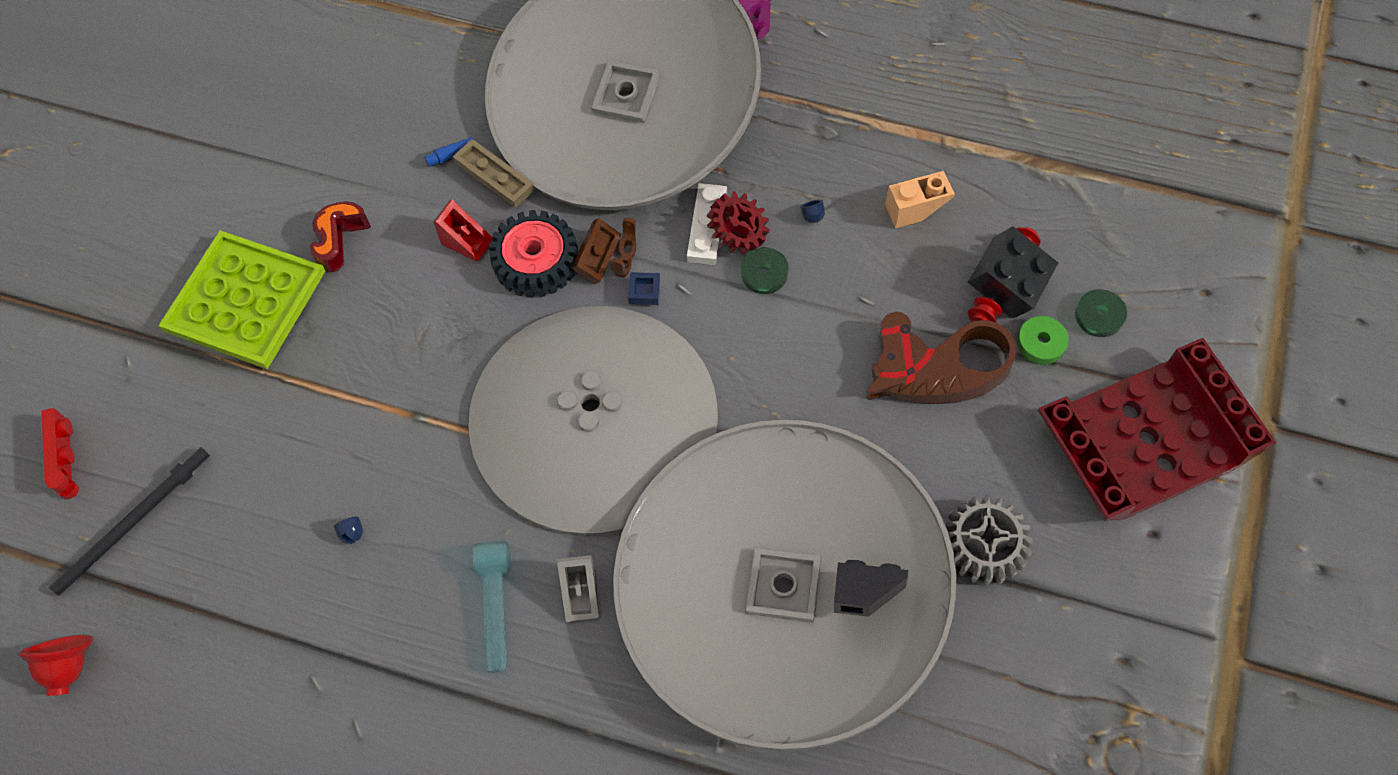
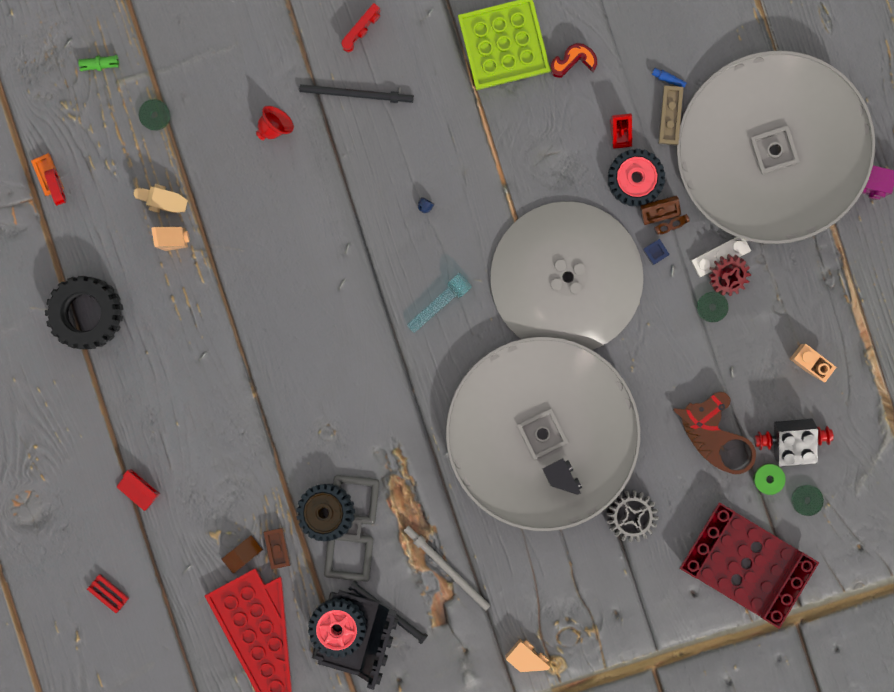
camera: 60 degrees right, 25 degrees up
(578, 588) = (472, 339): light grey slope -> none
(813, 211) = (768, 308): dark blue hinge -> none

